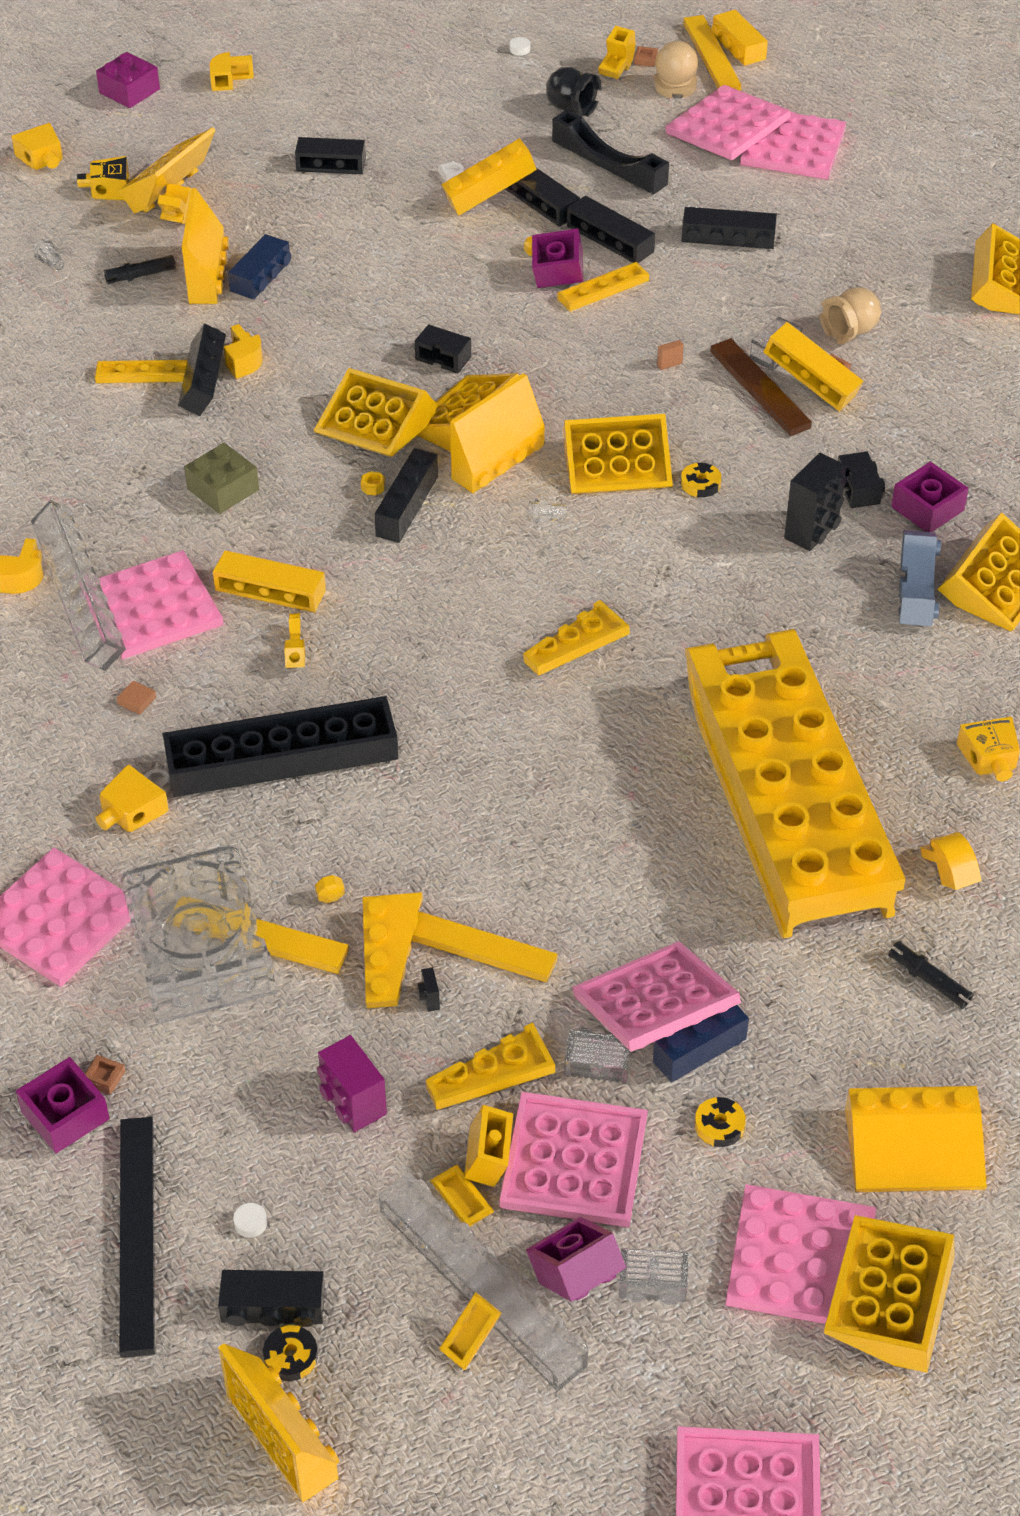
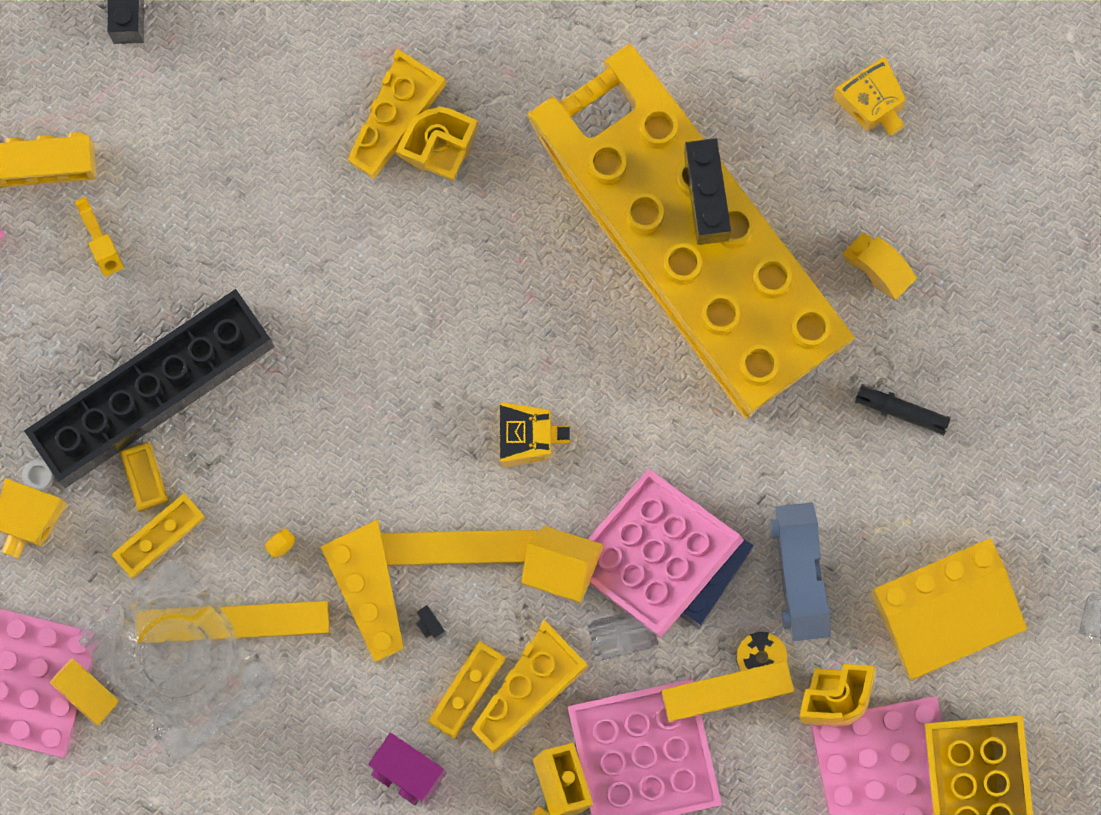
camera: 20 degrees left, 30 degrees up
(105, 935) = (84, 691): none -> yellow tile
(242, 811) = (144, 476): none -> yellow tile
(251, 845) = (158, 536): none -> yellow plate
(436, 1054) = (466, 690): none -> yellow tile
(564, 978) = (560, 563): none -> yellow slope
(582, 882) = (528, 434): none -> torso
(603, 662) = (438, 141): none -> yellow brick
(675, 1128) = (727, 691): none -> yellow tile
(779, 1168) = (838, 695): none -> yellow brick
(783, 1067) = (803, 586): none -> sand blue brick
(814, 723) = (707, 191): none -> black brick

